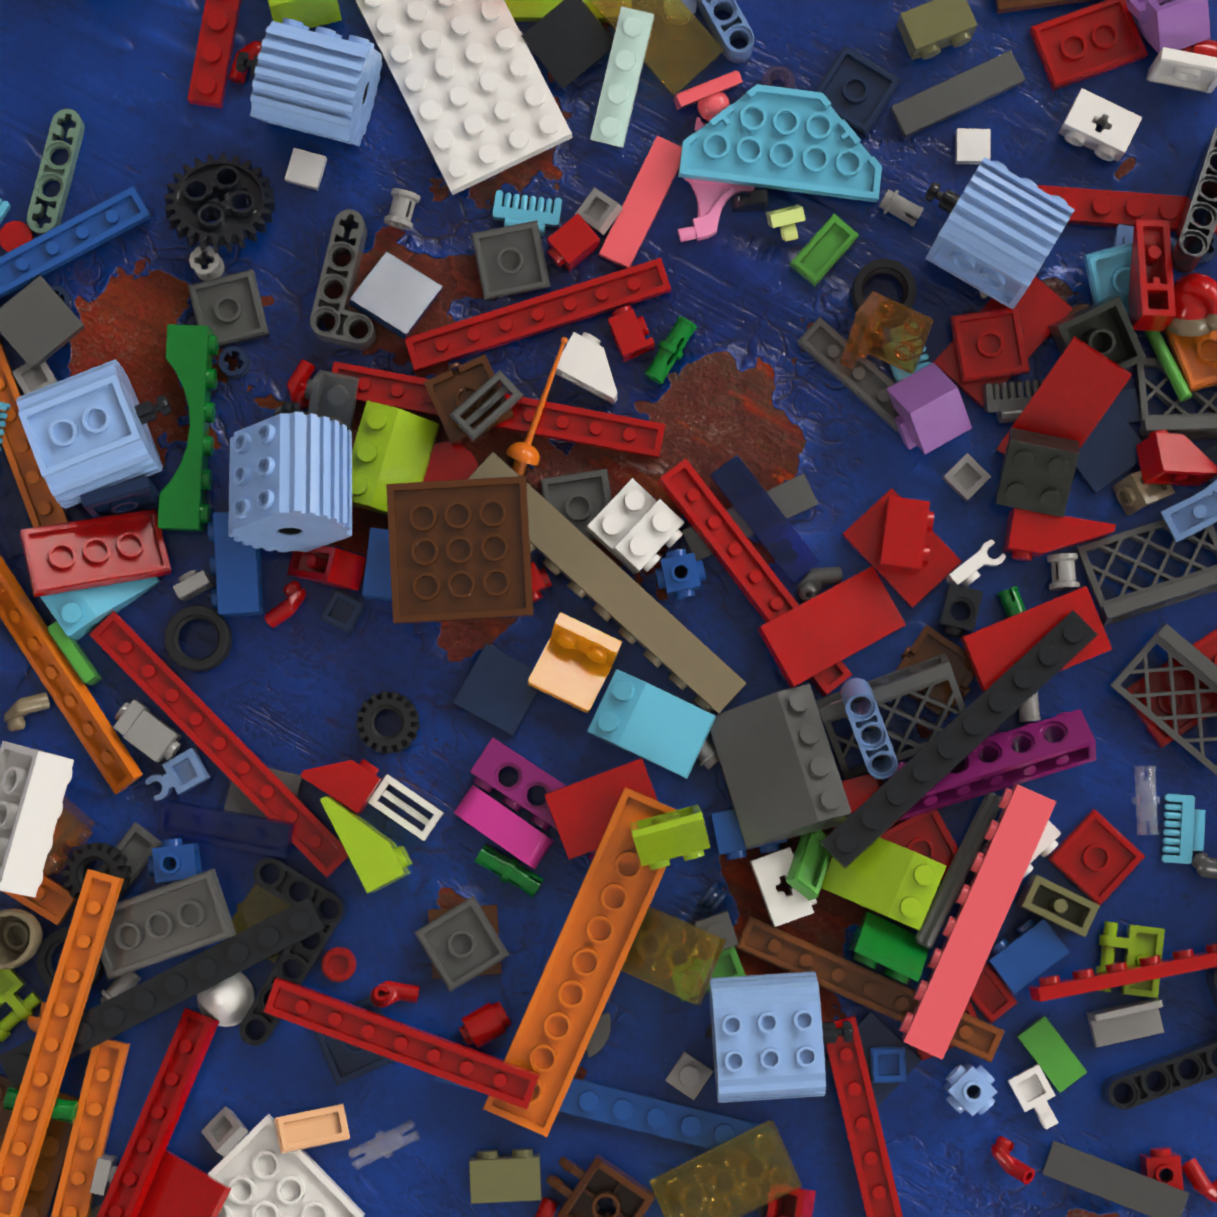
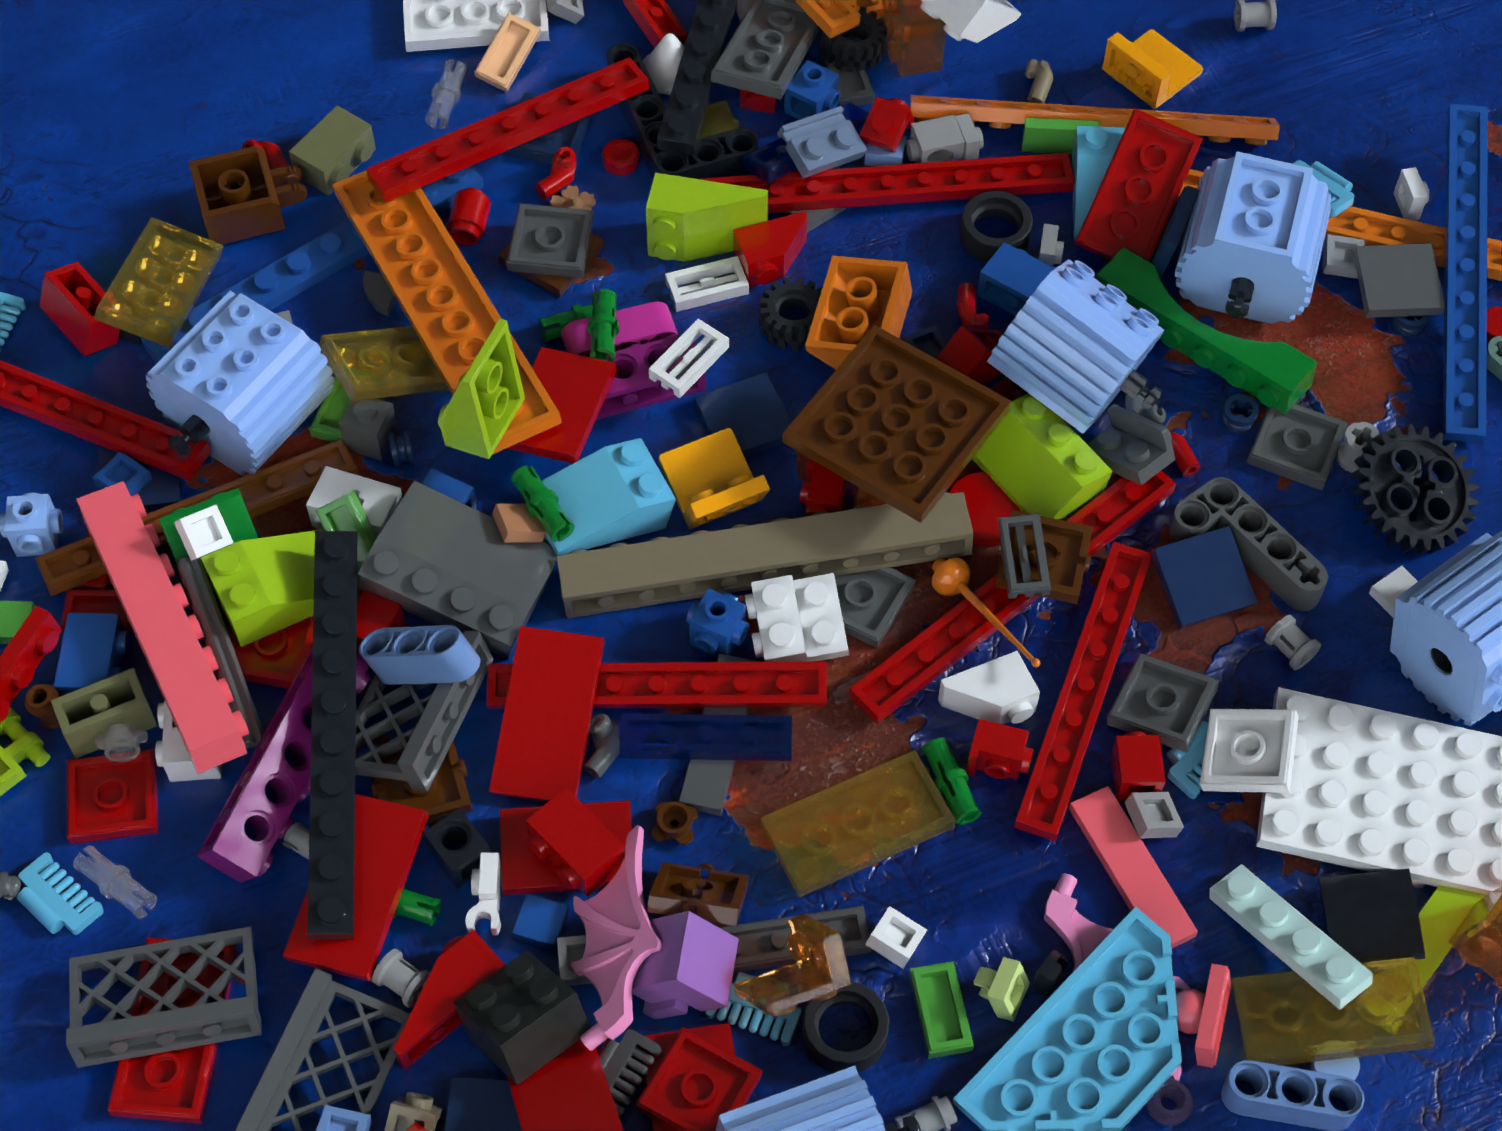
camera: 125 degrees right, 25 degrees down
(169, 779) = (886, 123): none -> red bracket
(227, 810) = (822, 142): none -> sand blue plate
(361, 669) = (853, 301): none -> orange slope
(410, 963) = (572, 199): none -> medium nougat plant
(513, 178) = (1249, 750): none -> white tile
(518, 830) = (603, 325): none -> green pin
(526, 751) = (659, 368): none -> white tile
(692, 750) = (542, 503): none -> green pin
(717, 756) = (517, 524): none -> nougat tile
(746, 384) = (857, 823): none -> clear yellow plate
(803, 305) = (896, 937): none -> white plate
(831, 505) = (674, 811): none -> reddish brown plate
(875, 436) = (684, 889): none -> reddish brown plate
(904, 941) = (203, 532): none -> white plate
(948, 455) = (616, 943): none -> bright pink animal
(960, 523) = (540, 922): none -> blue tile
(1066, 875) = (121, 742): none -> clear plate
(1089, 950) = (39, 704): none -> reddish brown pin

